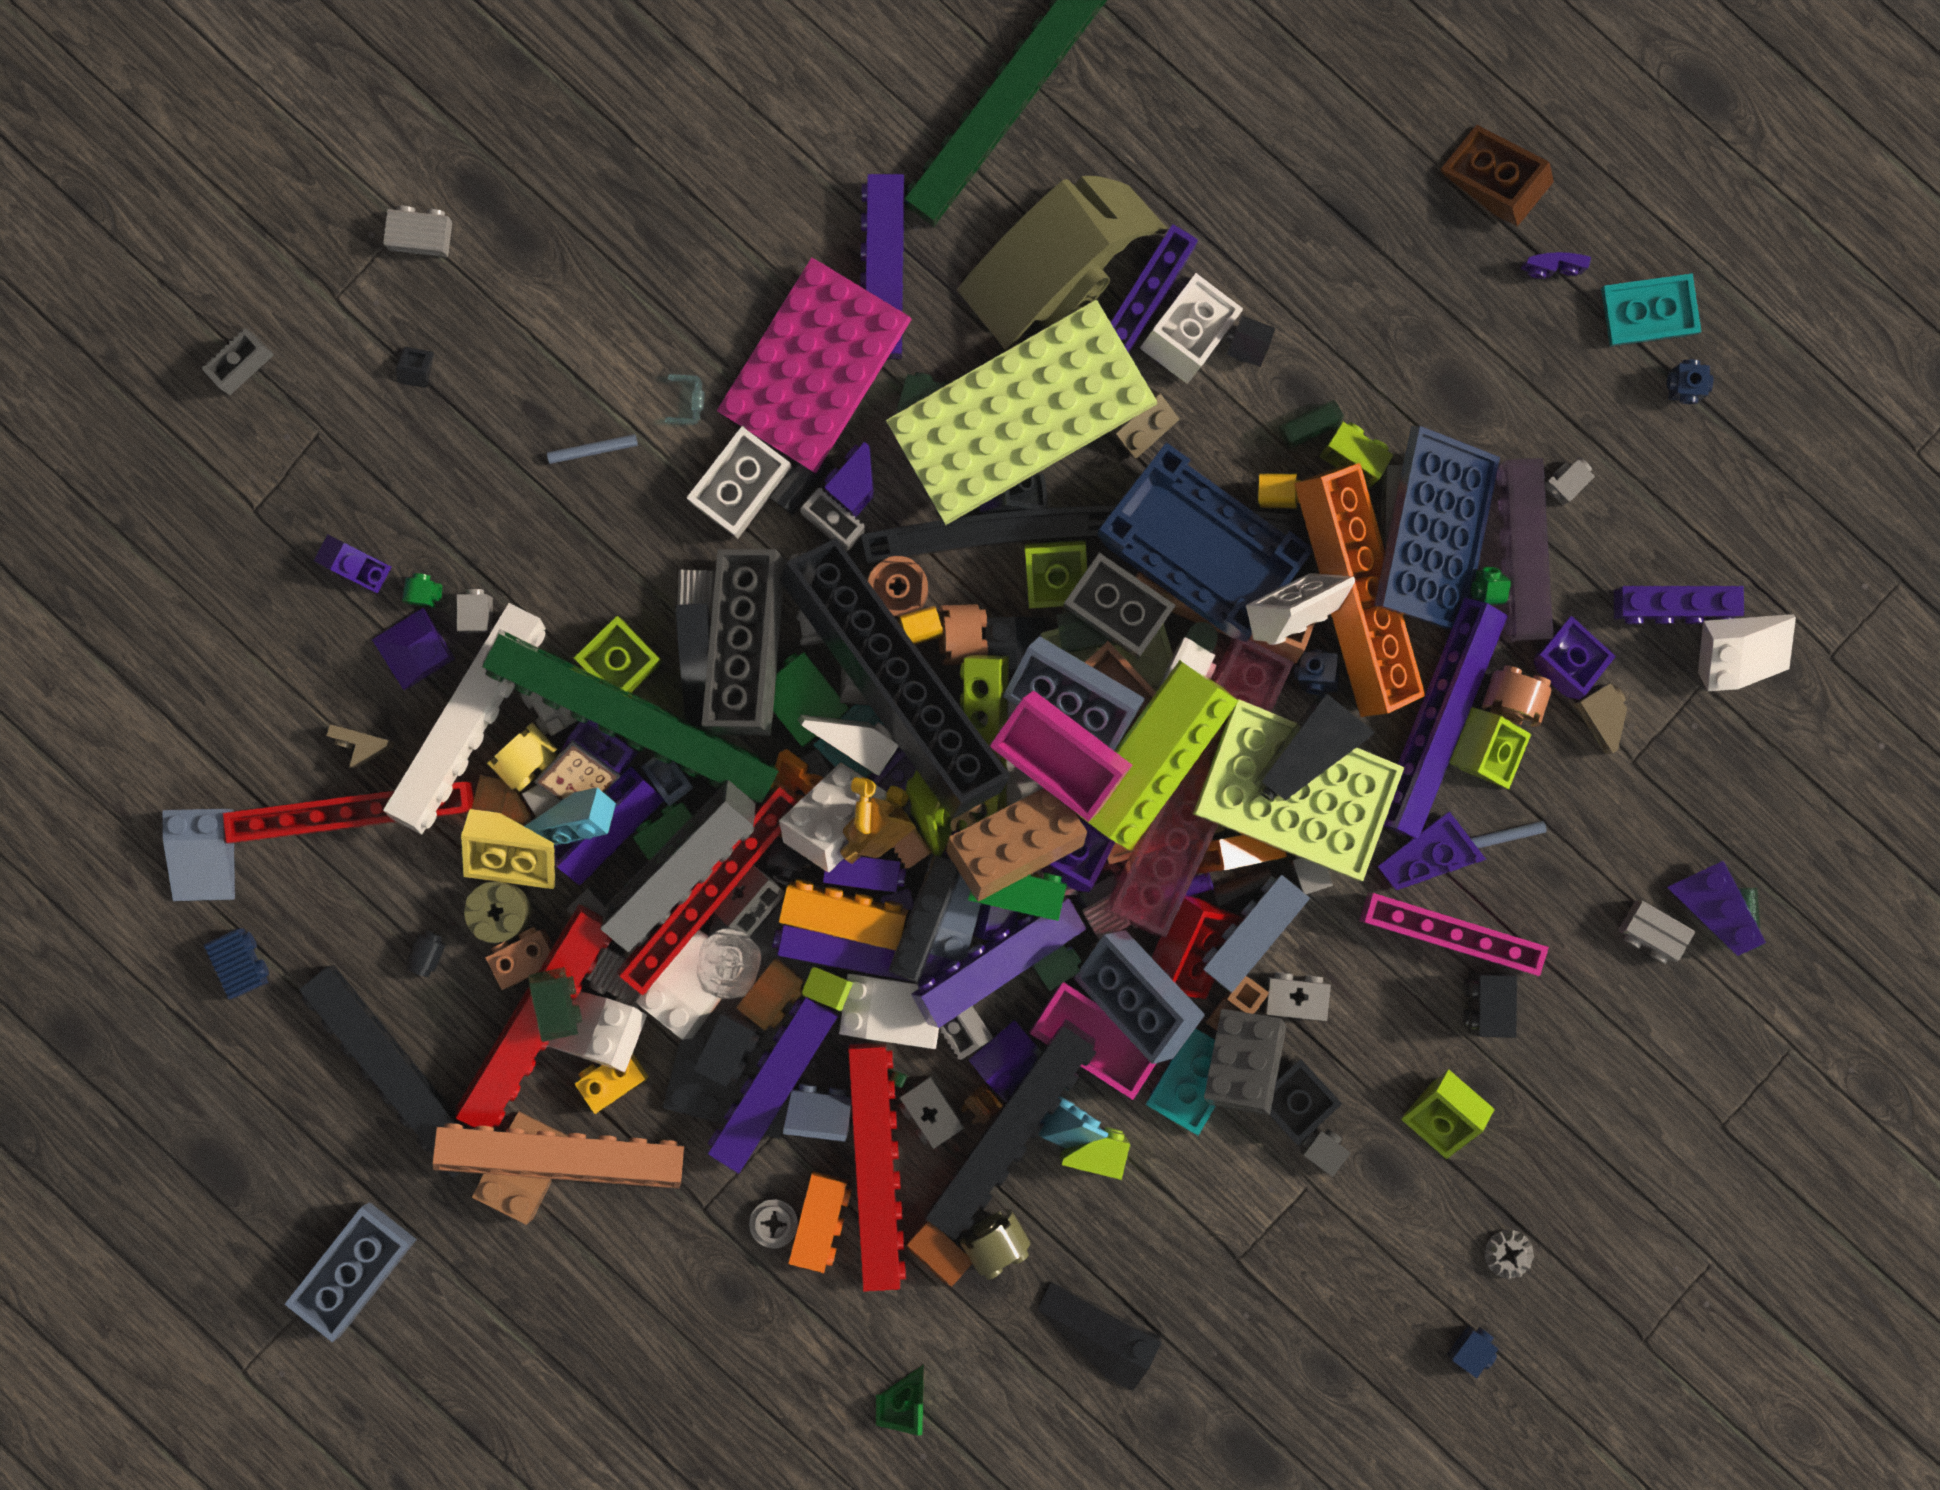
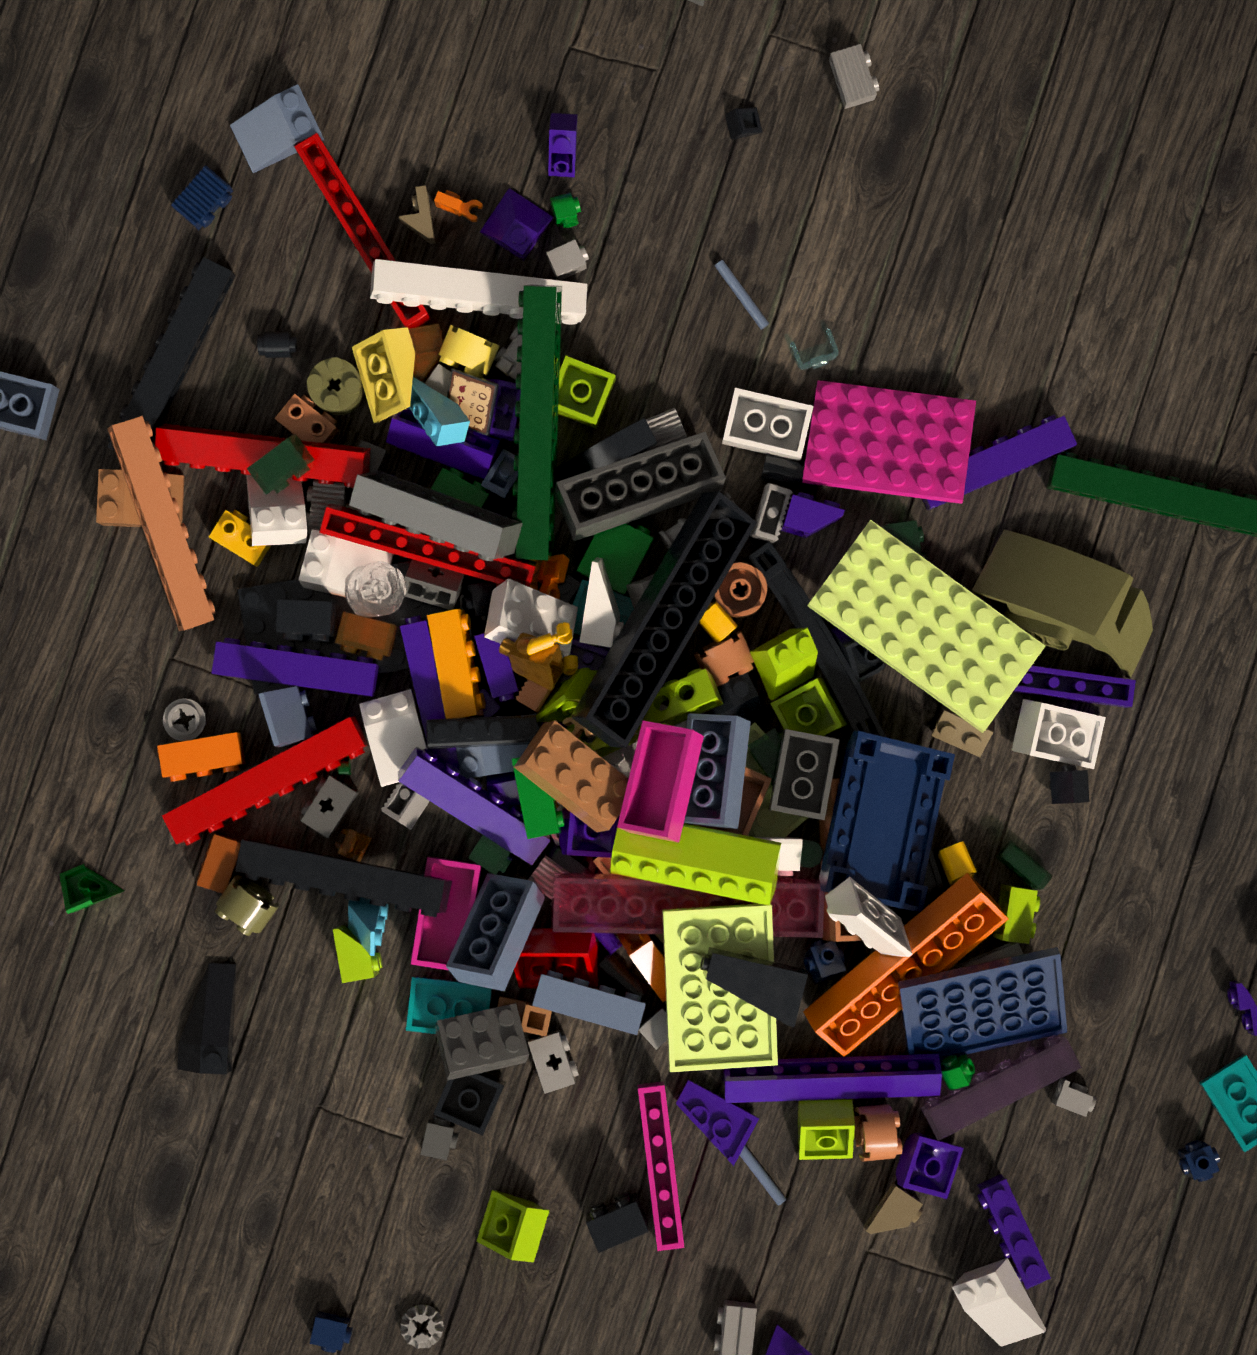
camera: 65 degrees right, 0 degrees up
(361, 705) = (451, 202): none -> orange plate
(827, 988) = (390, 677): lime slope -> none
(992, 572) = (786, 661): none -> lime slope
(1006, 1059) = (398, 848): dark purple slope -> none

